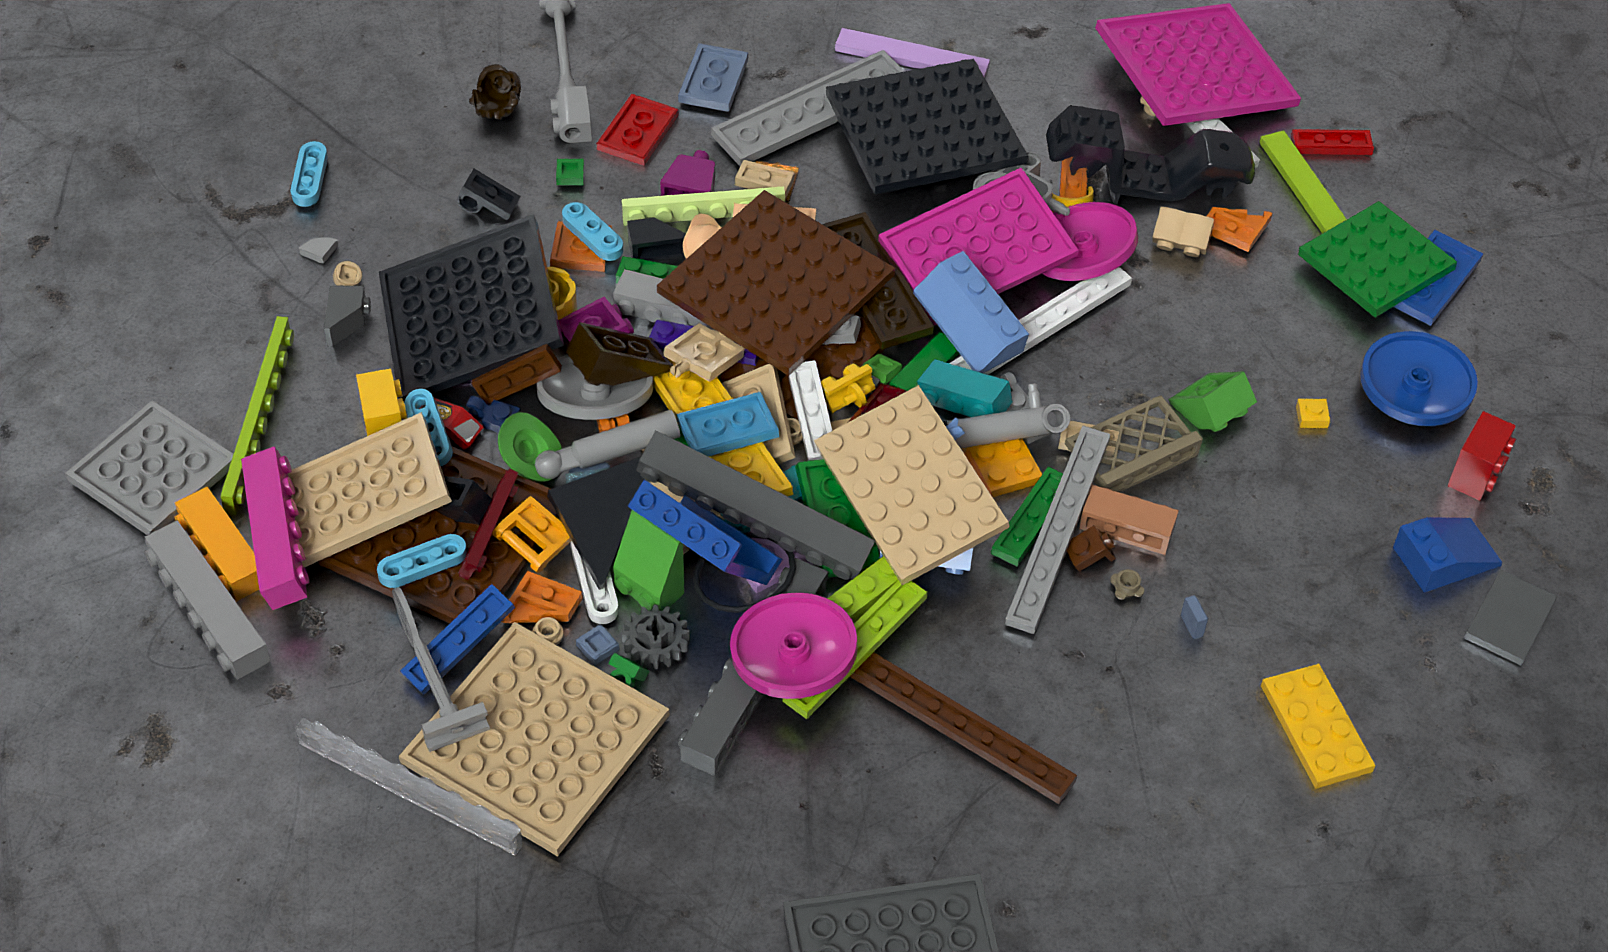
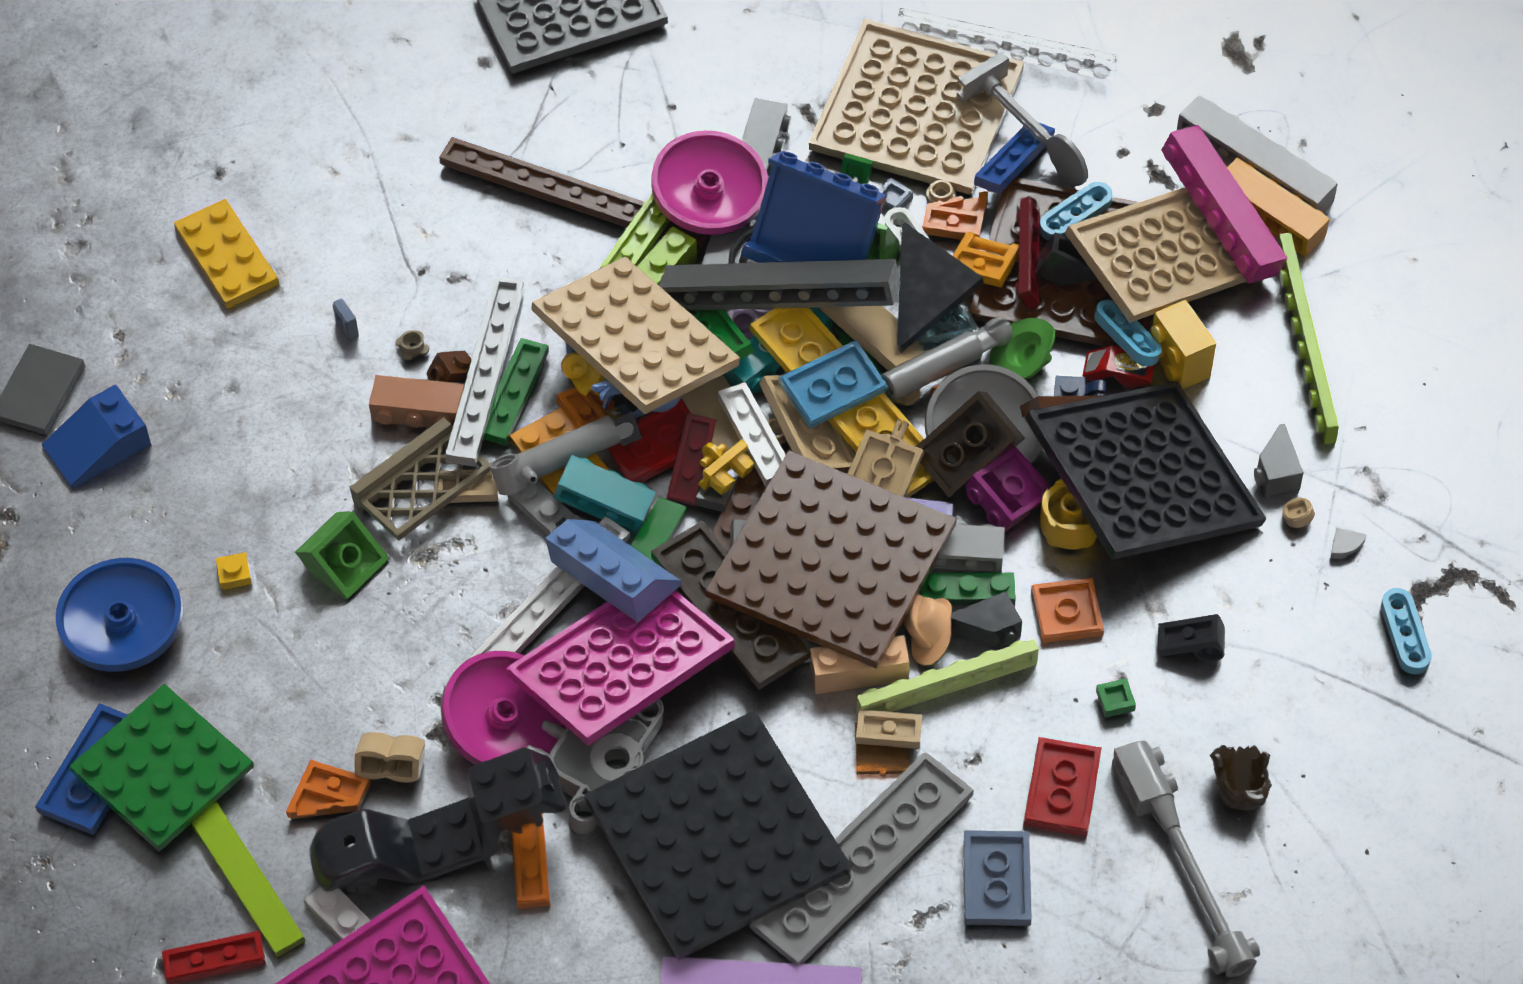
camera: 170 degrees right, 5 degrees up
(150, 467) = (1376, 266): light grey plate -> none
(600, 239) = (1064, 624): medium azure plate -> none
(689, 175) = (972, 711): magenta torso -> none
(884, 368) = (695, 512): bright green plate -> none
(1483, 456) = (56, 526): red brick -> none

